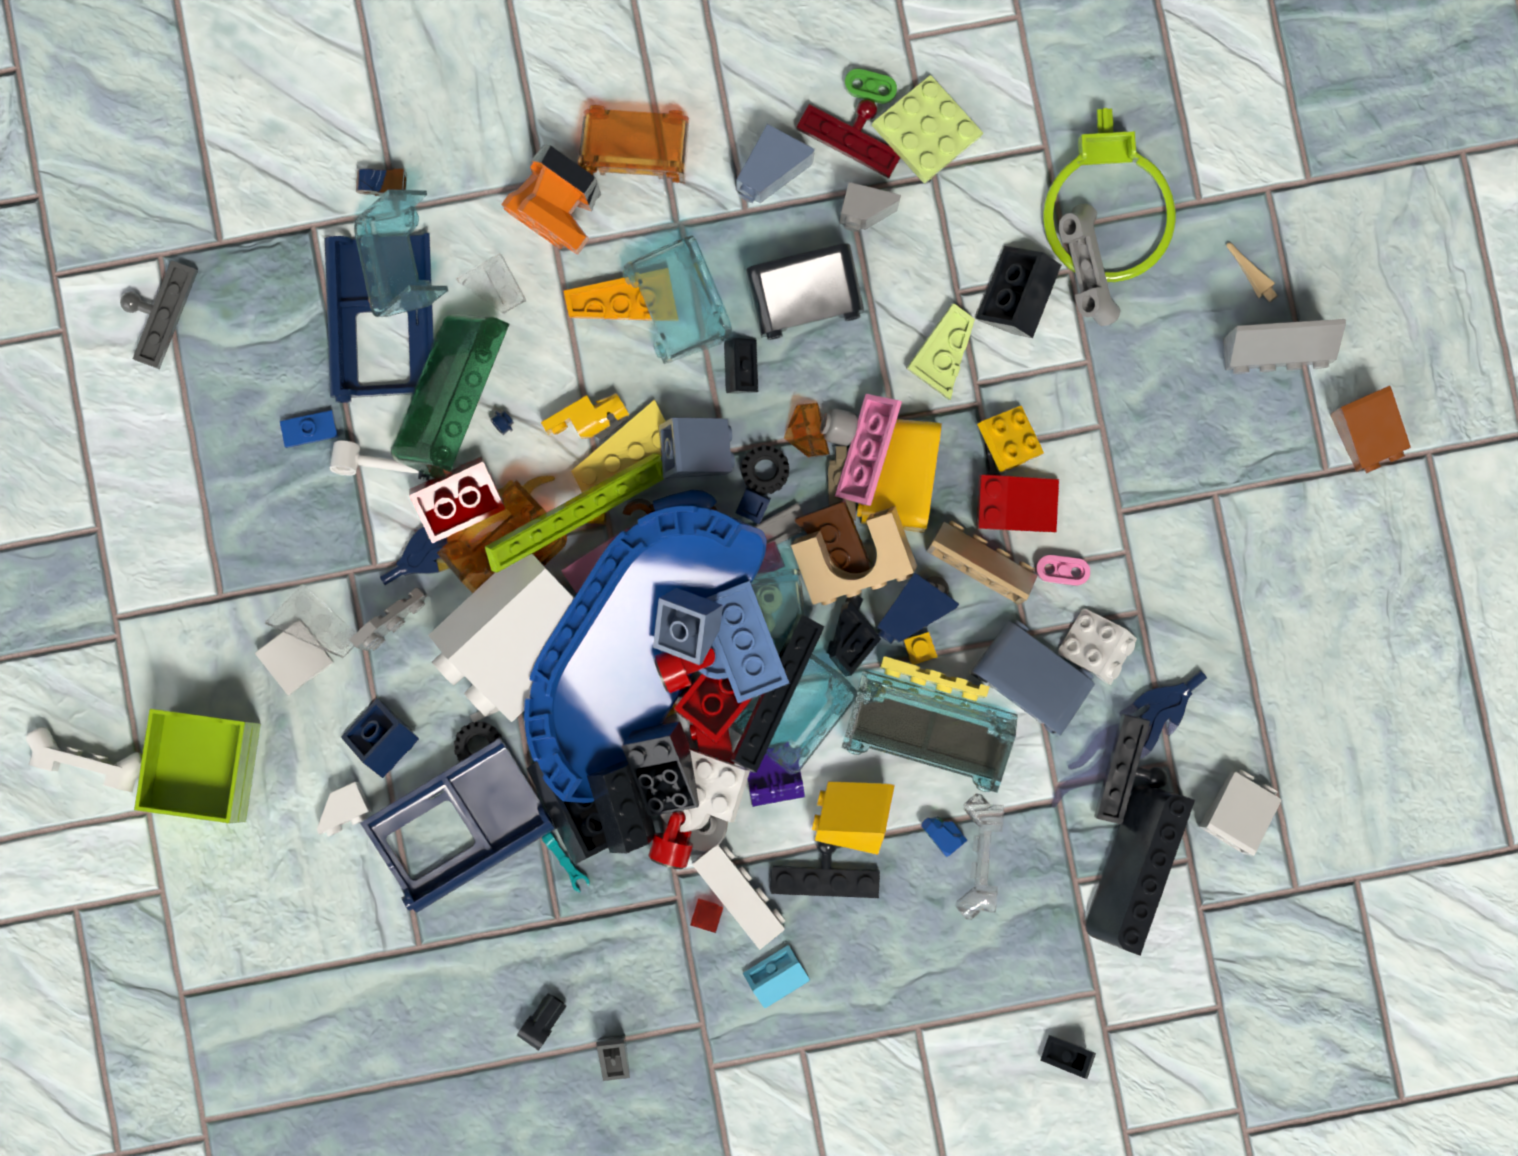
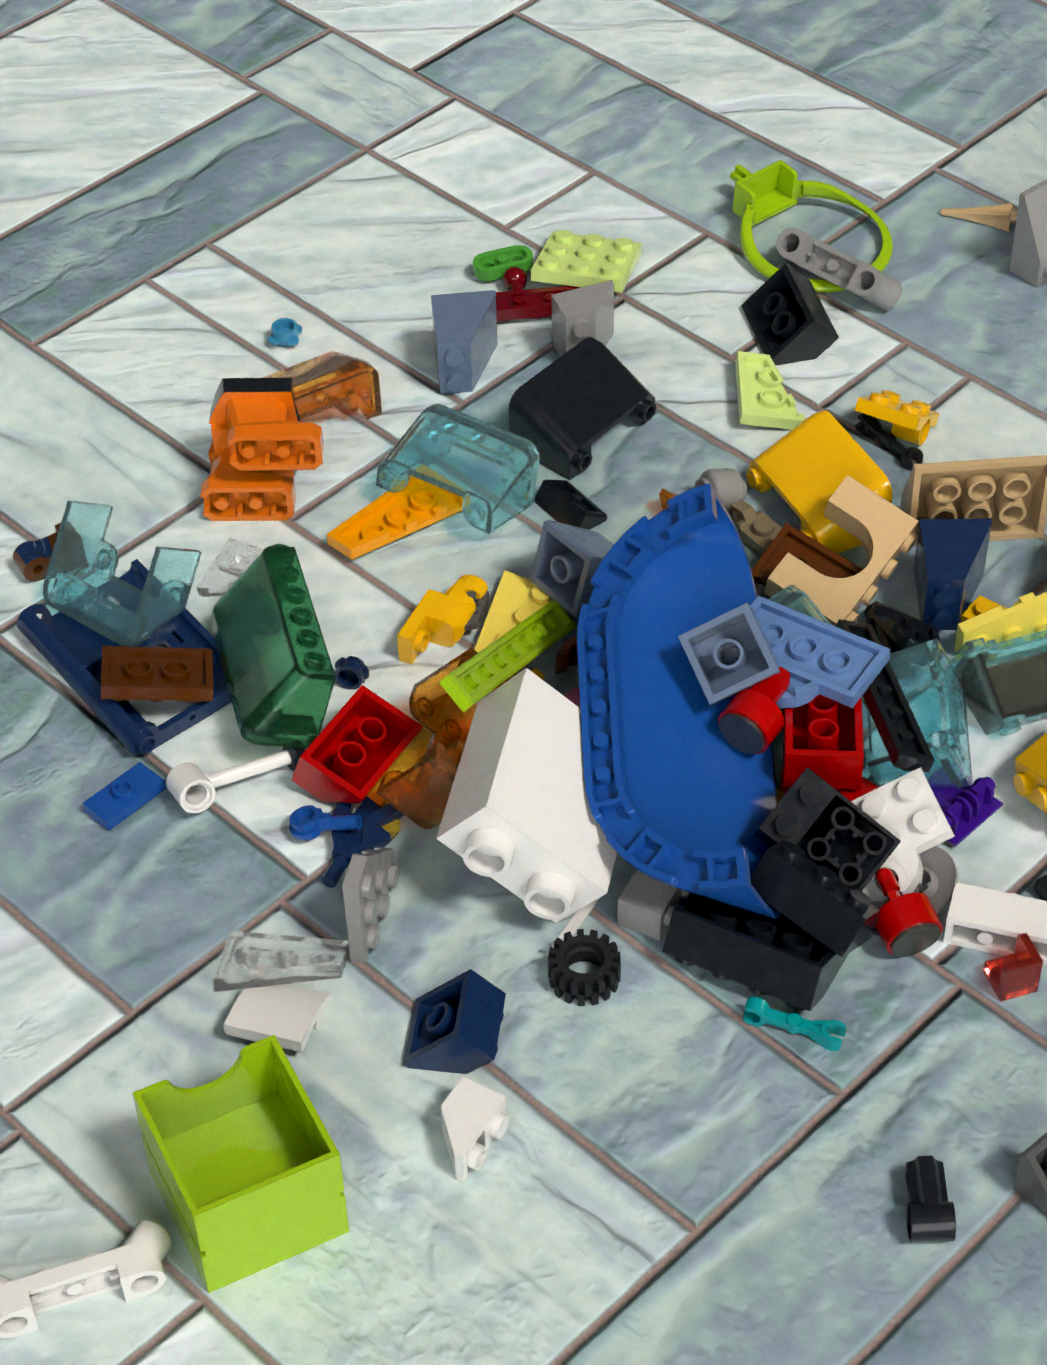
camera: 35 degrees left, 40 degrees down
(375, 355) = (156, 674): none -> reddish brown plate
(398, 531) = (309, 822): none -> blue plate
(492, 803) = (652, 1008): piece -> none
(671, 49) = (285, 332): none -> dark azure plate
(868, 449) = (771, 471): bright pink slope -> none
(1017, 503) = (945, 443): red slope -> none

